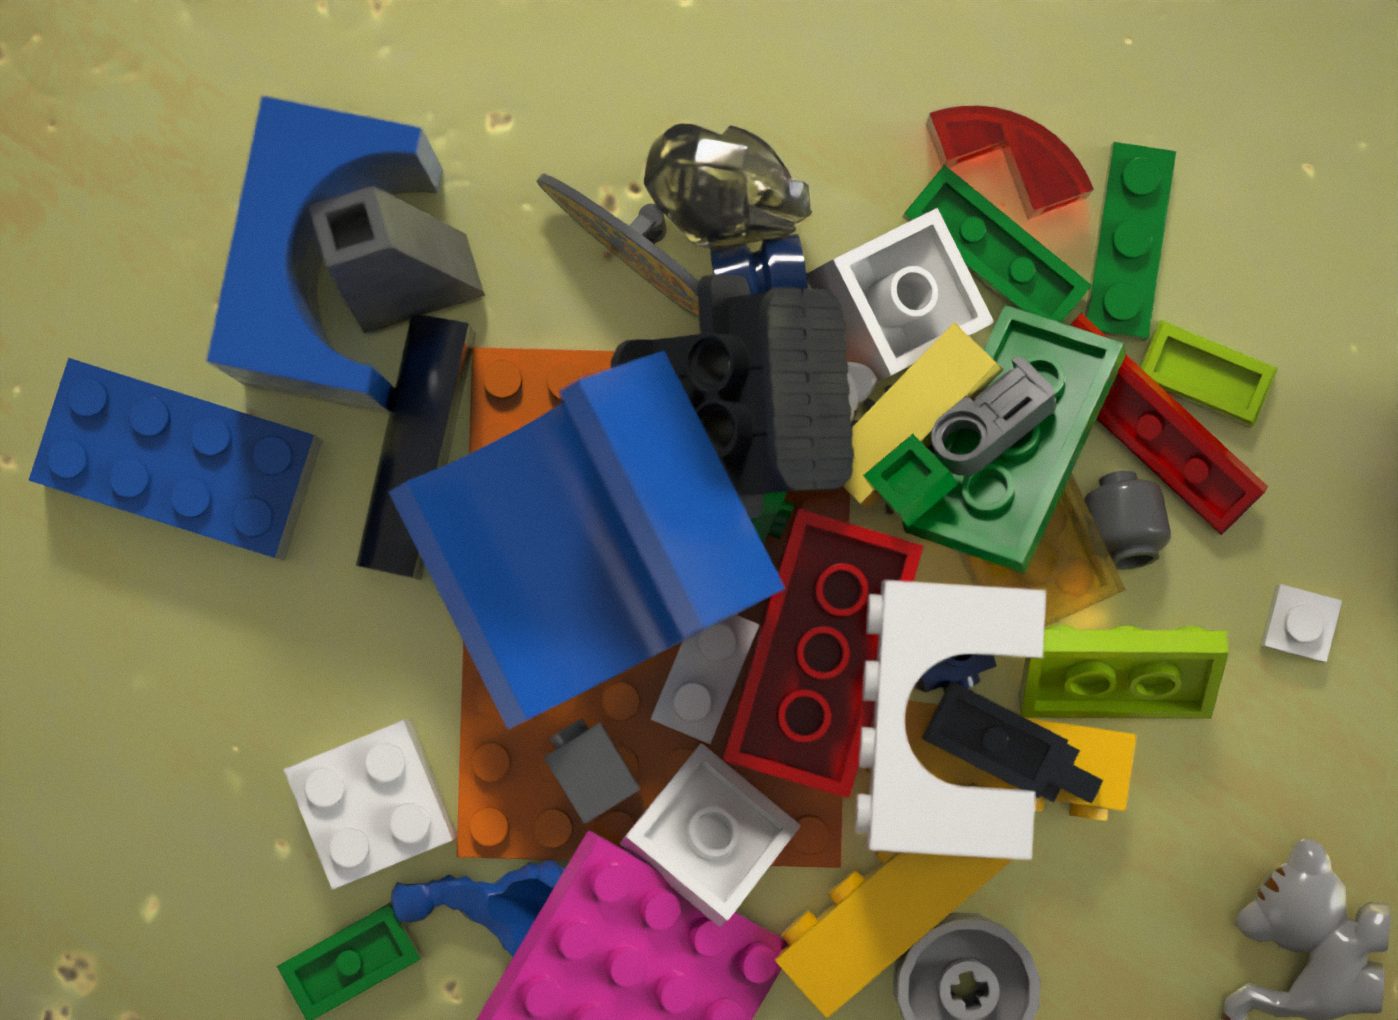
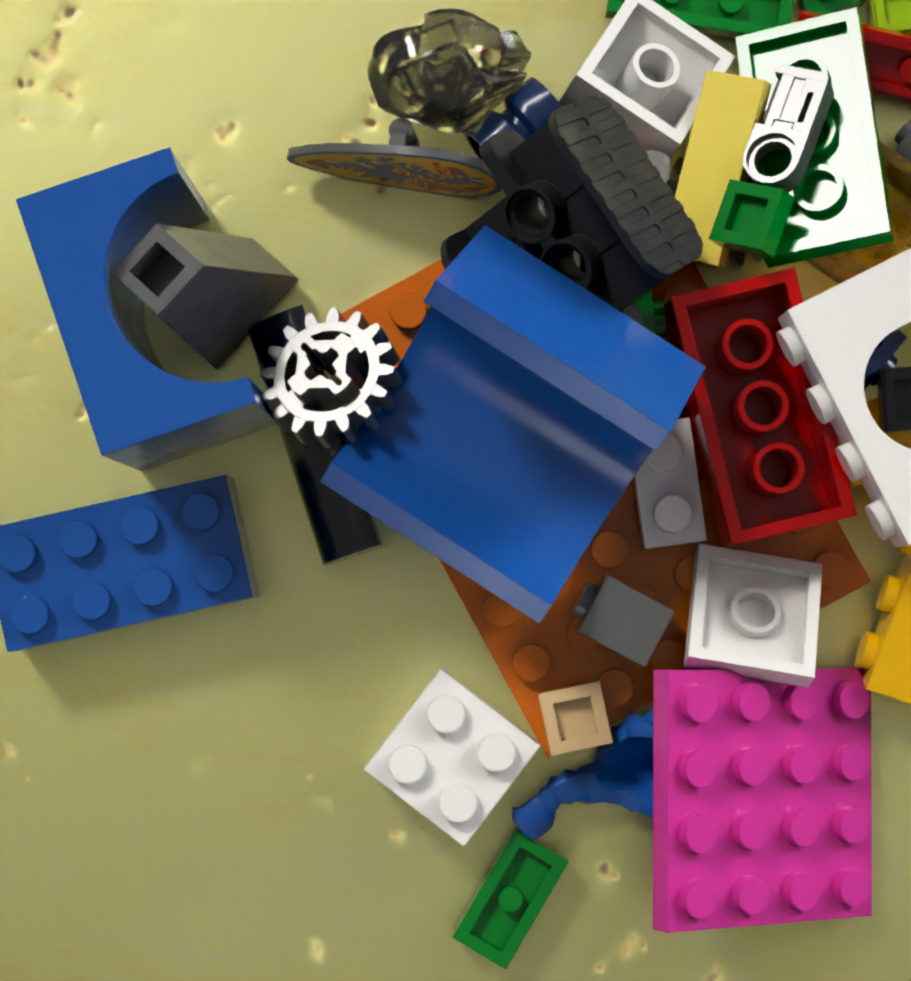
camera: 30 degrees left, 0 degrees up
(420, 400) = (317, 406): none -> gear
(498, 833) = (575, 718): none -> tan plate

